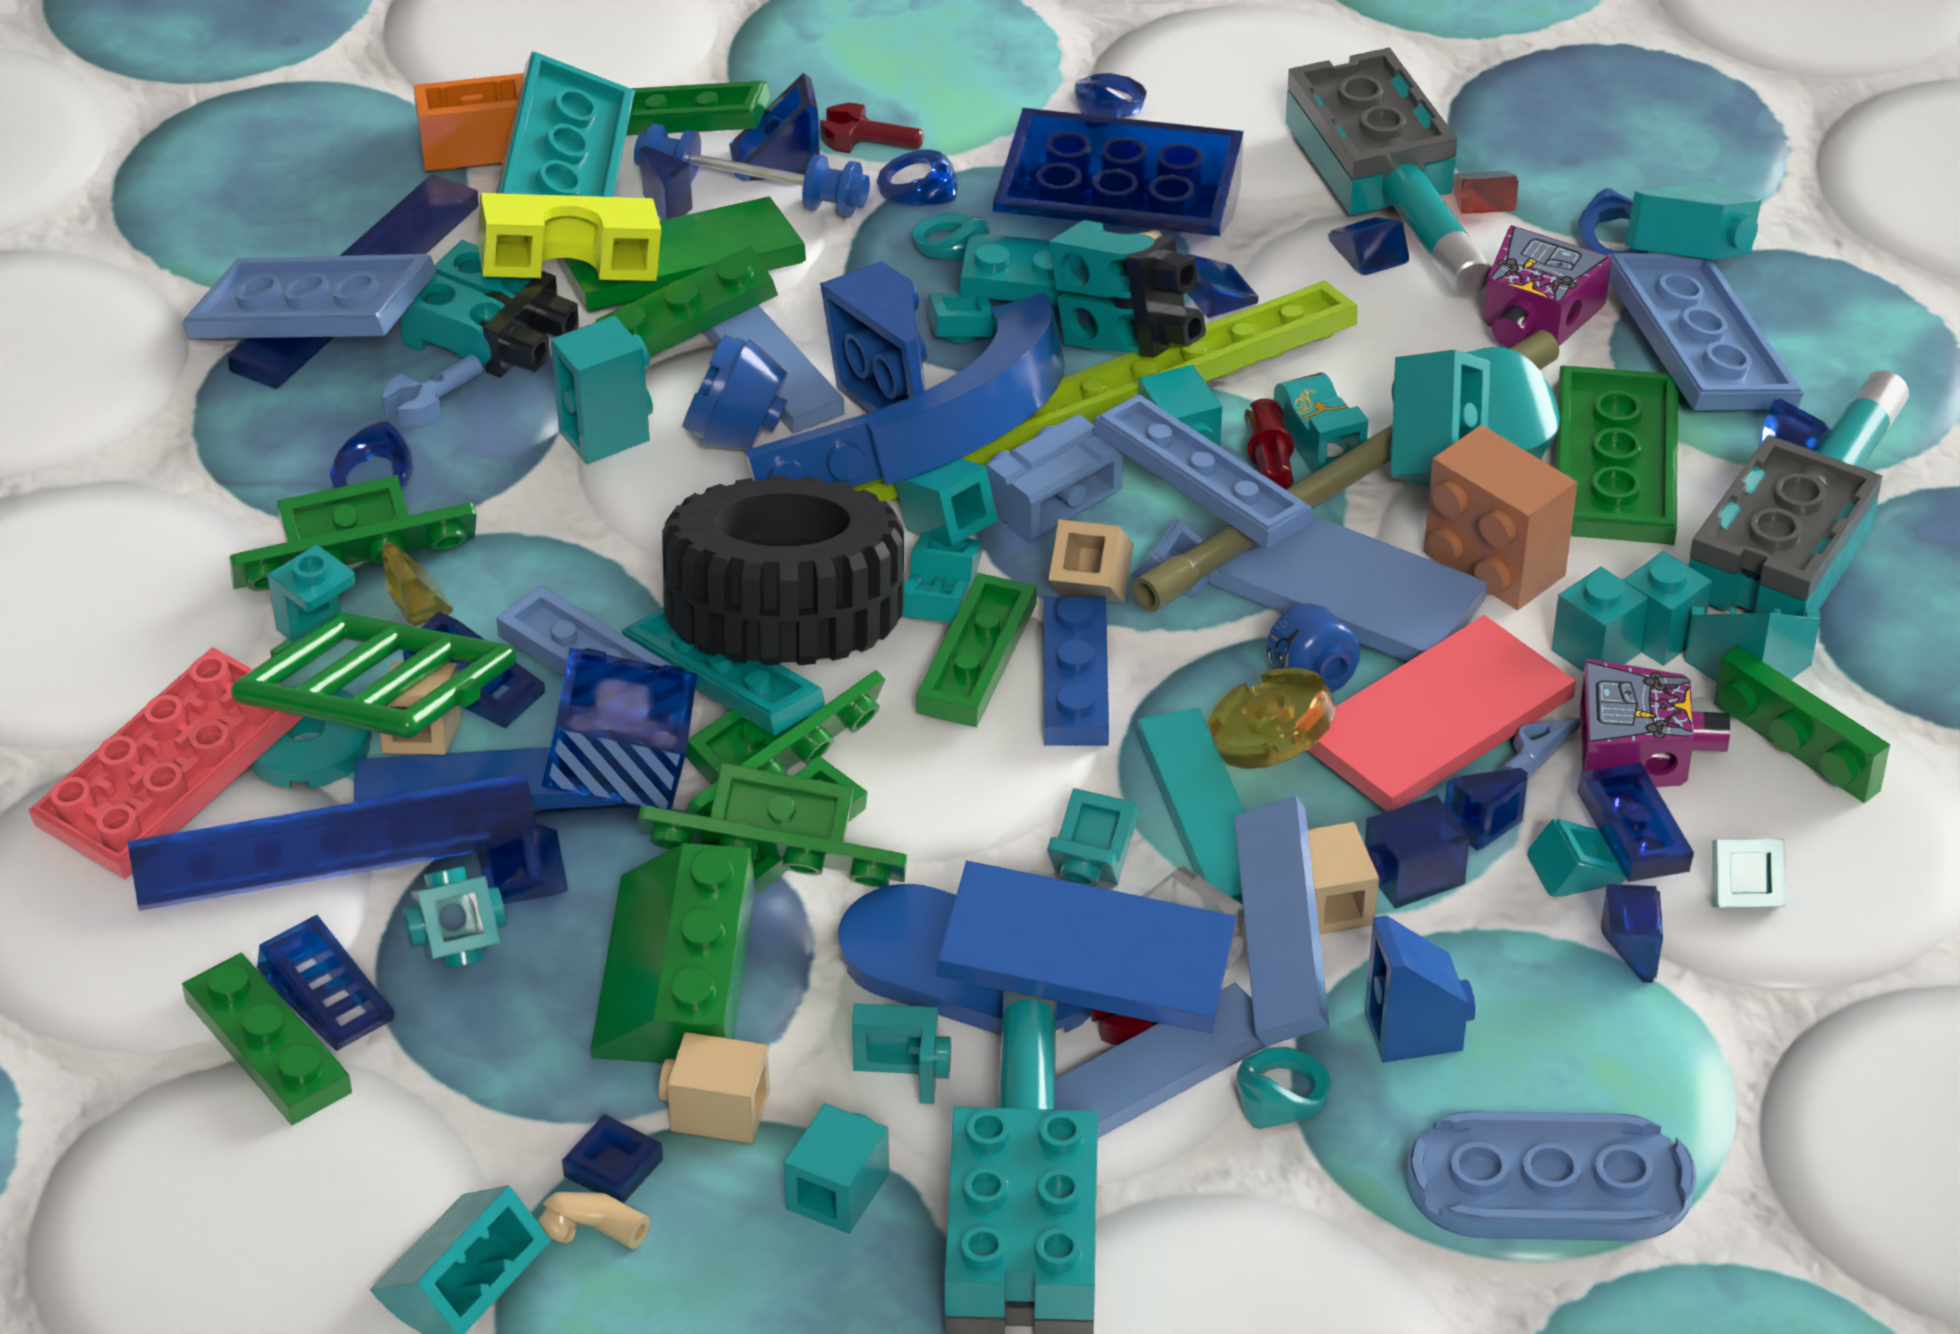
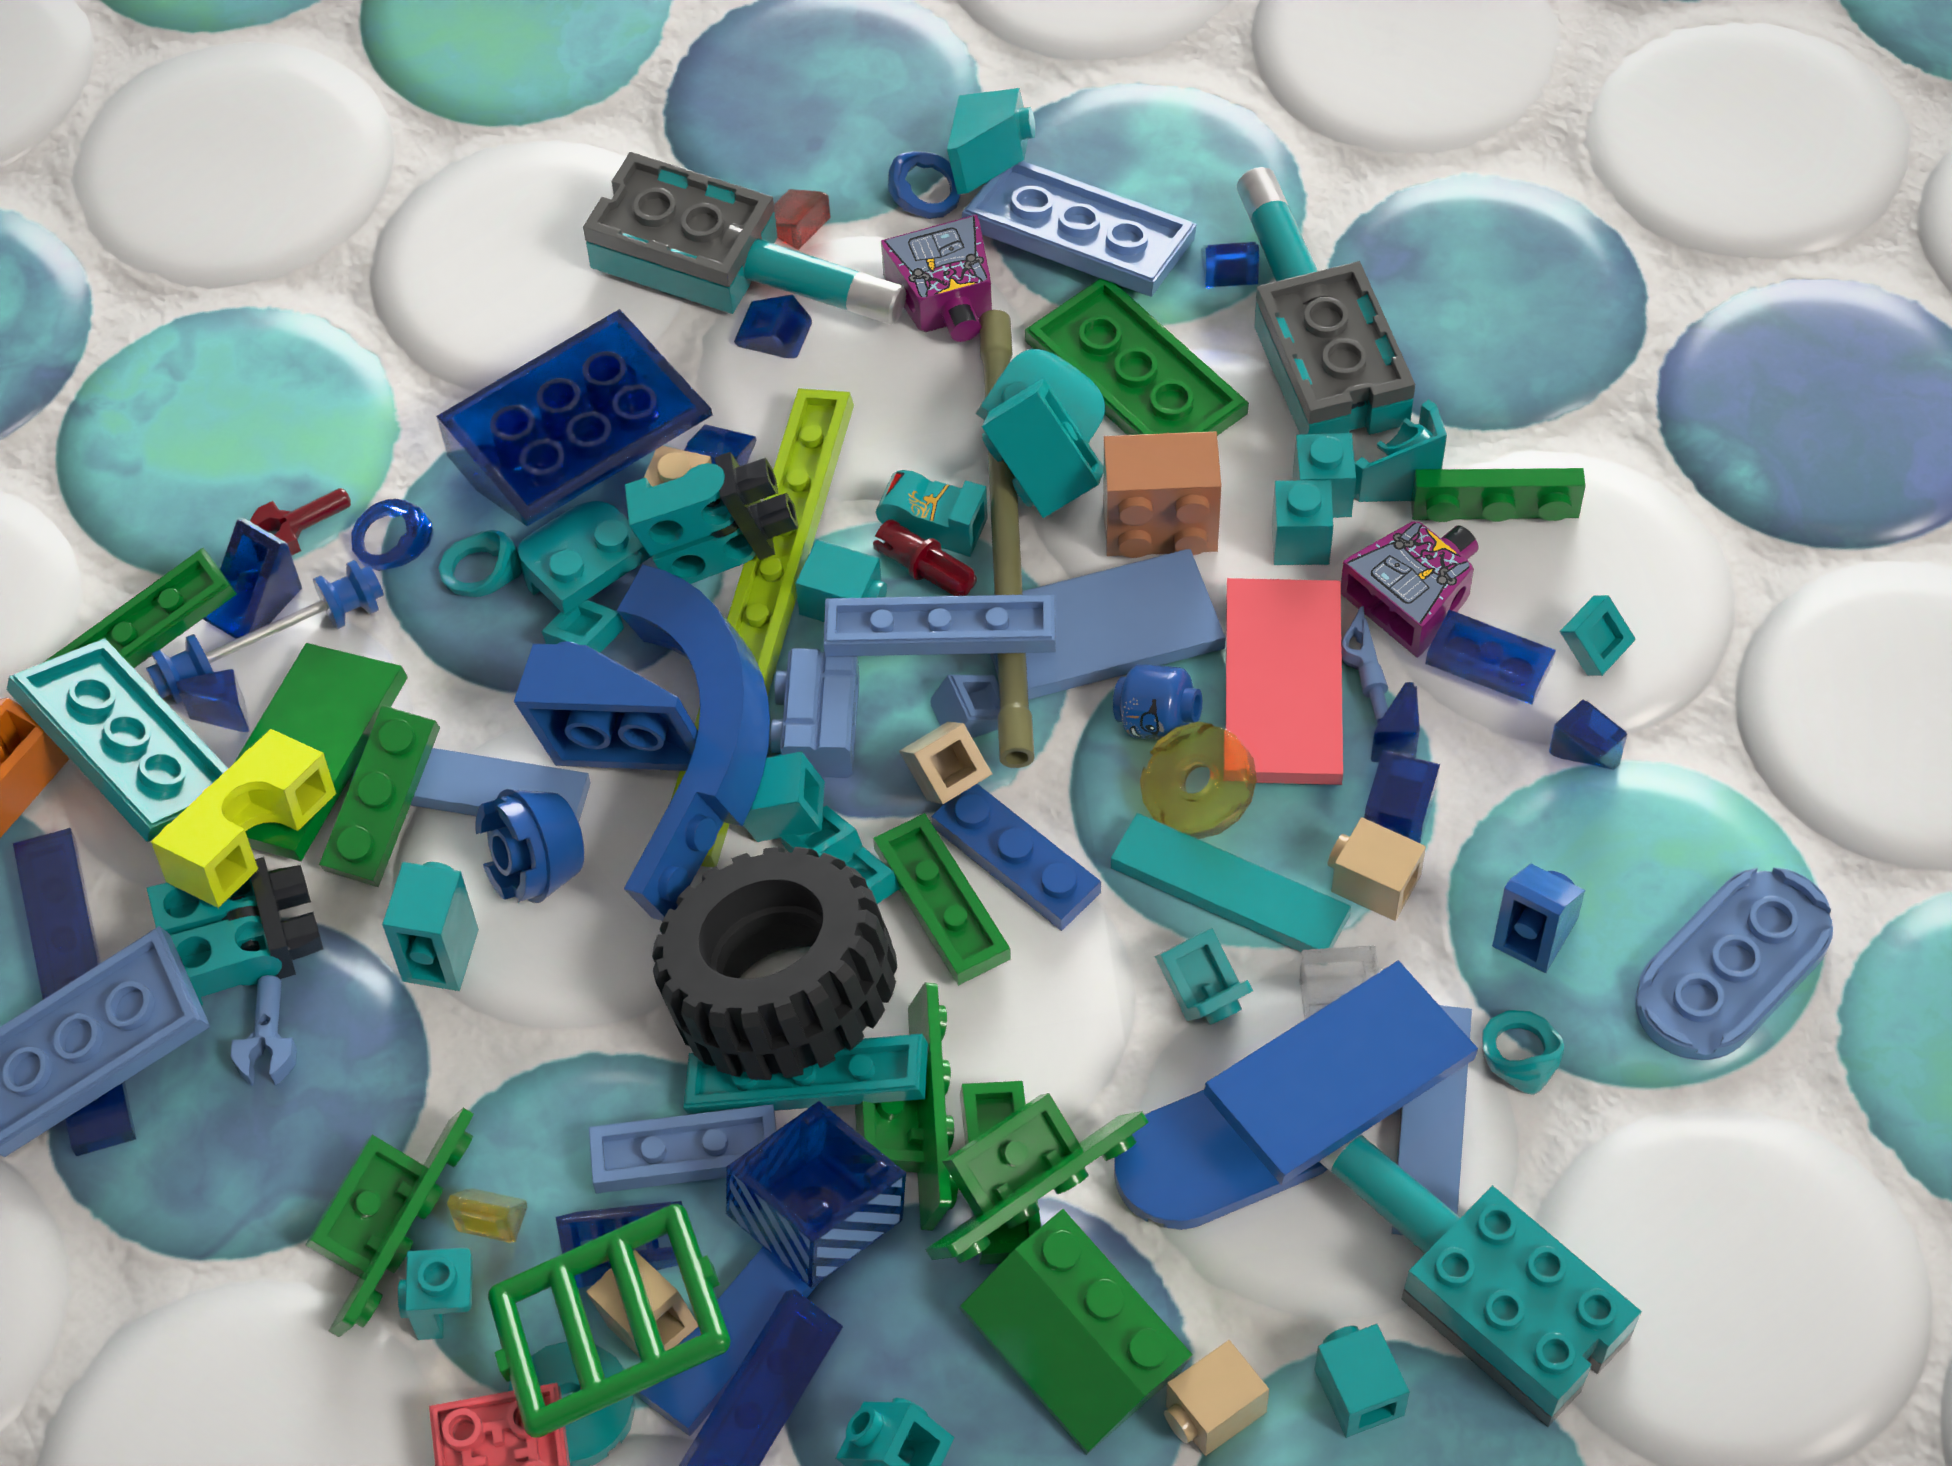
camera: 45 degrees left, 15 degrees up
(373, 440) = (309, 1109): clear blue piece -> none
(523, 863) = (864, 1360): clear blue slope -> none
(901, 1041) = (1273, 1248): teal bracket -> none
(1097, 96) = (442, 358): clear blue piece -> none
(1281, 922) = (1406, 933): medium blue tile -> none
(1573, 859) = (1480, 718): teal slope -> none

